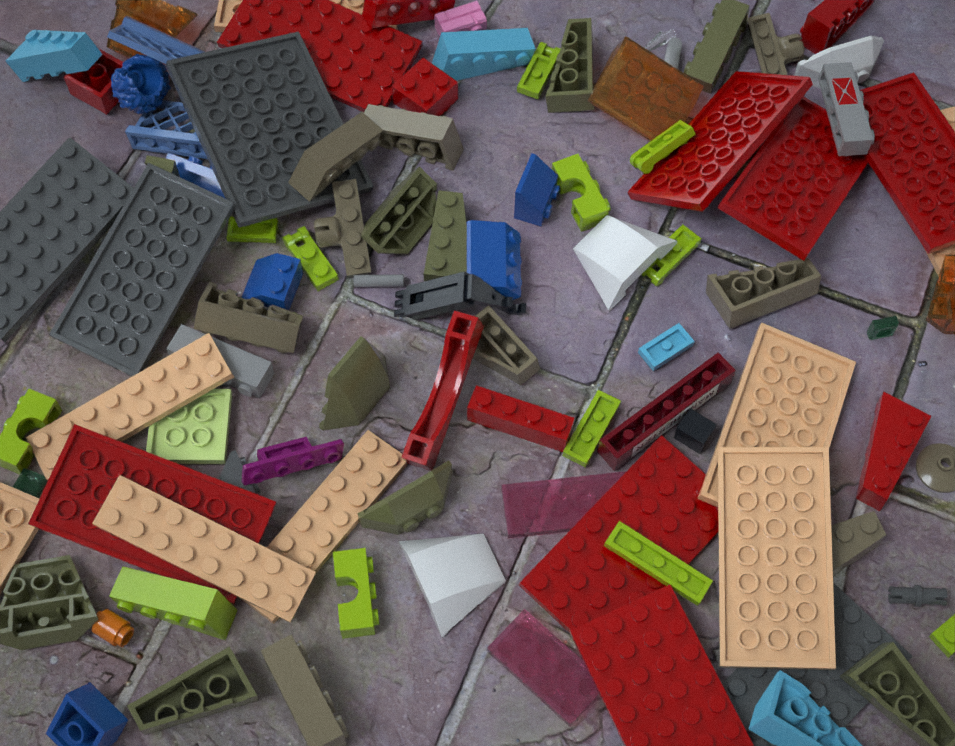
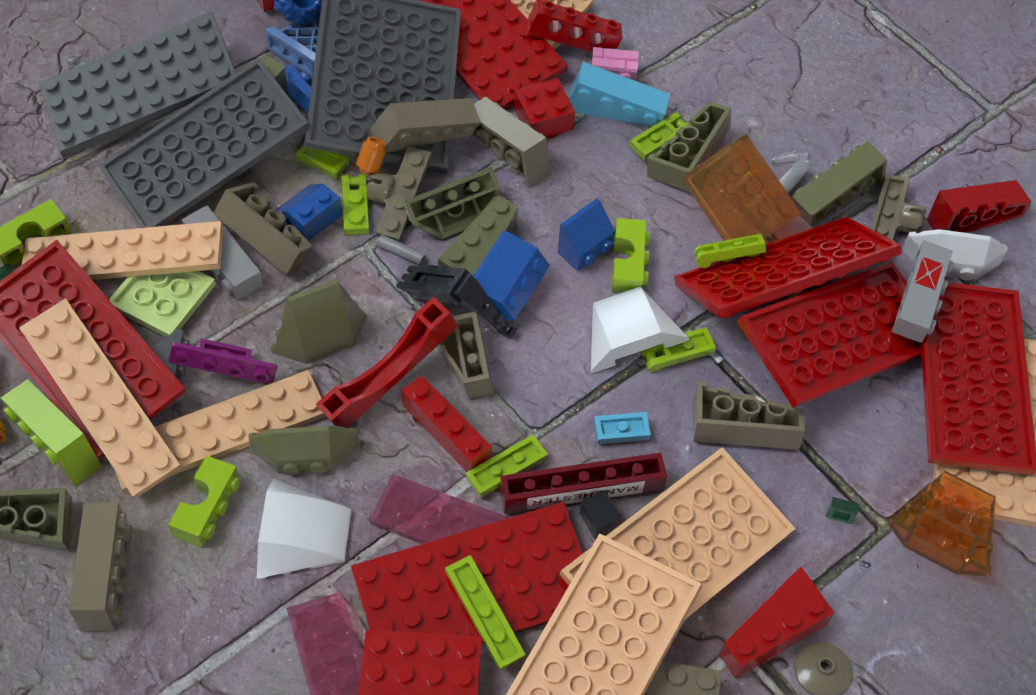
camera: 25 degrees right, 5 degrees down
(306, 206) = (371, 155): none -> orange brick

